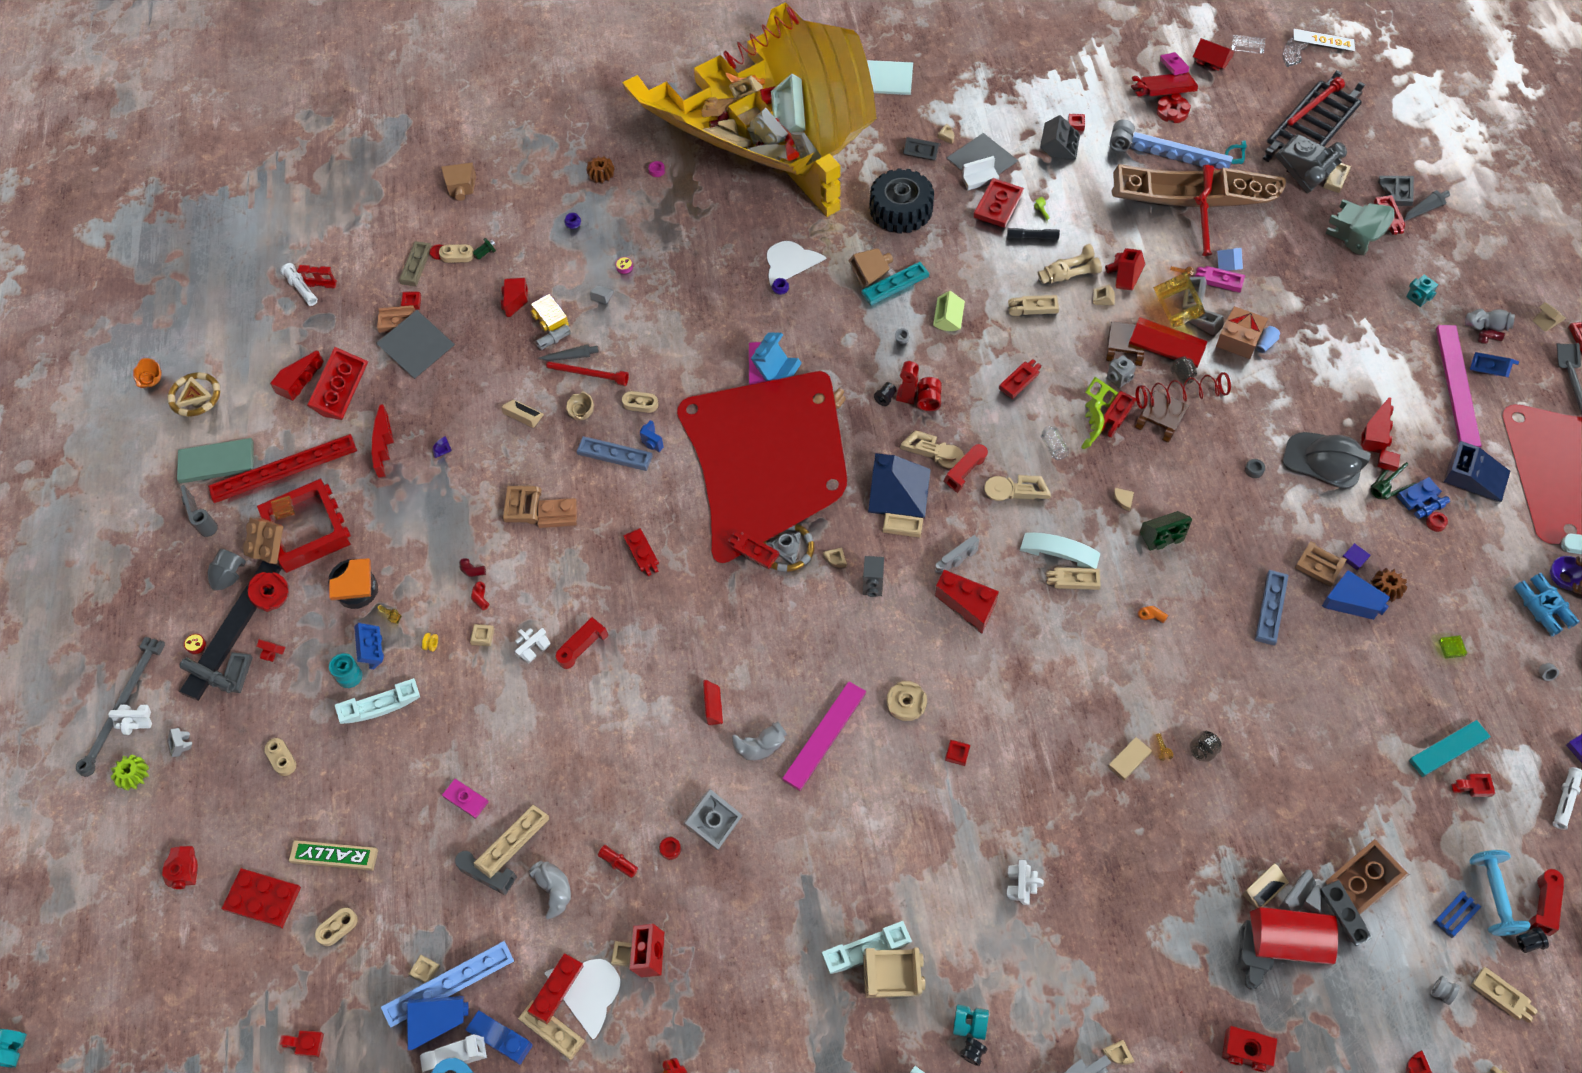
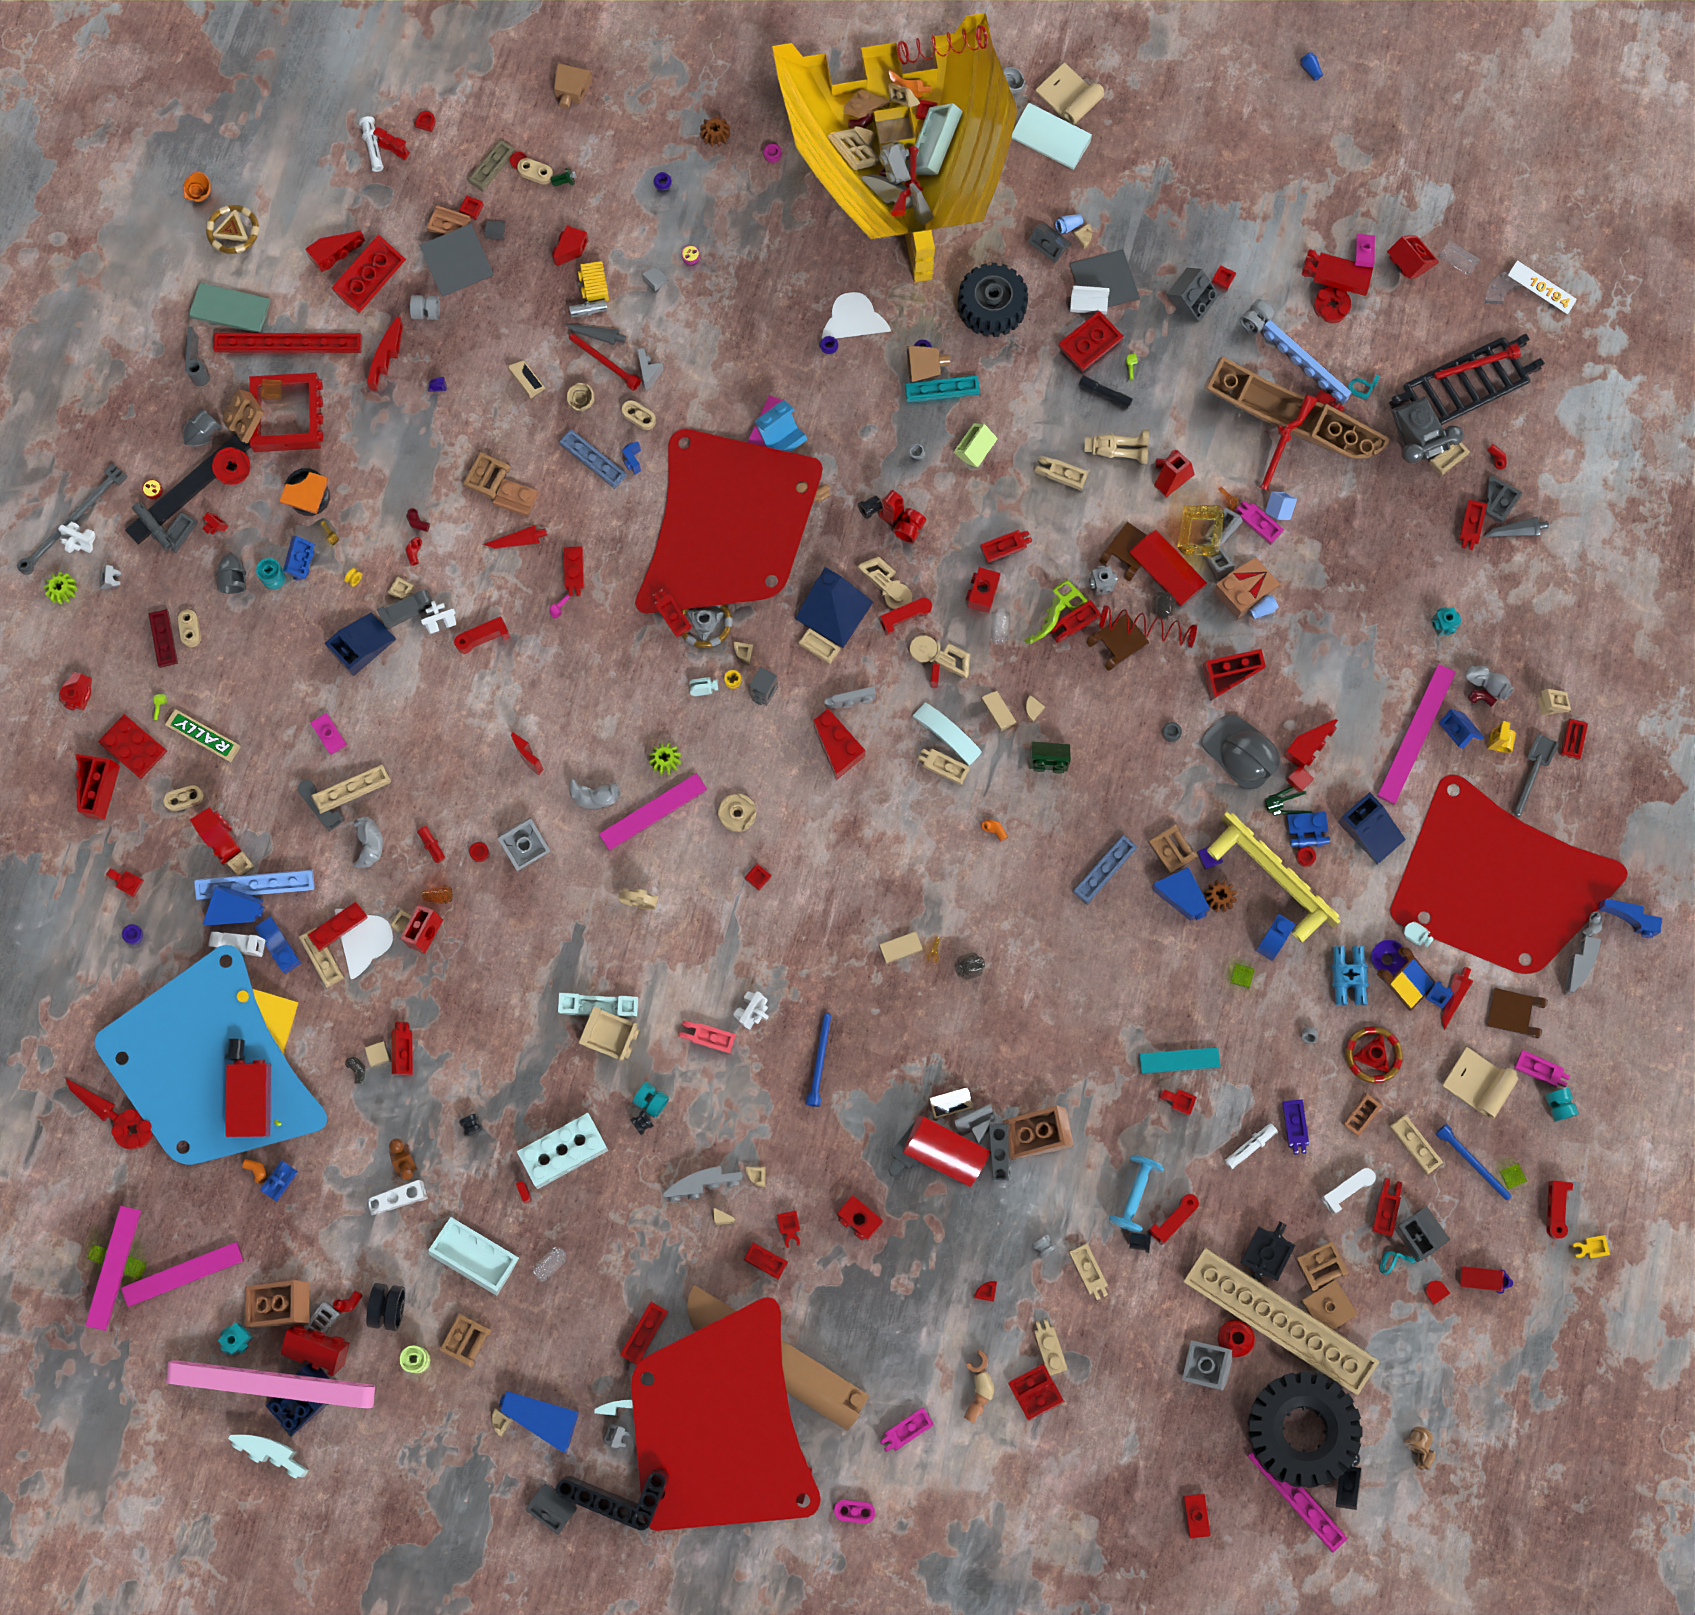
camera: 20 degrees right, 15 degrees up
(234, 953) = (95, 785): none -> red wedge
(256, 778) = (163, 638): none -> dark red tile
(274, 838) = (159, 699): none -> lime hand
(305, 688) = (231, 575): none -> dark grey helmet
(341, 252) = (425, 121): none -> red tile
(378, 705) = (287, 616): light aqua slope -> none
(386, 946) = (216, 833): none -> red wedge
(397, 394) = (425, 307): none -> light grey wheel
(440, 309) = (495, 229): none -> dark grey slope
(461, 699) = (359, 643): none -> dark blue slope
(493, 651) = (405, 609): none -> dark grey leg
(581, 542) = (523, 537): none -> red bar
(632, 364) = (649, 371): none -> light grey slope
(641, 593) = (555, 608): none -> dark pink hand
(647, 909) = (438, 895): none -> clear orange cone
(675, 732) = (526, 754): none -> red slope
(713, 704) = (570, 741): red slope -> none
(812, 674) = (658, 762): none -> lime gear
(815, 601) = (703, 686): none -> light aqua arm
(838, 591) = (729, 674): none -> yellow bush
(856, 820) = (638, 898): none -> tan plate
(881, 46) = (1071, 95): none -> tan door
(928, 129) = (1067, 223): none -> light blue cone
(993, 929) = (709, 1037): none -> coral hinge
(1019, 411) = (987, 579): none -> red brick
(1022, 505) = (935, 675): none -> red tile
(1093, 513) = (998, 711): none -> tan slope
(1104, 295) = (1136, 491): tan slope -> none
(1131, 944) = (813, 1098): none -> blue piece
(1274, 398) = (1229, 671): none -> red wedge
(1360, 224) = (1430, 525): sand green piece -> none
(1376, 161) = (1500, 459): none -> red arm
(1422, 536) = (1271, 863): none -> light yellow piece
(1464, 599) = (1275, 937): none -> blue brick
(1468, 902) = (1111, 1189): blue tile -> none
(1531, 357) = (1502, 738): none -> yellow plate

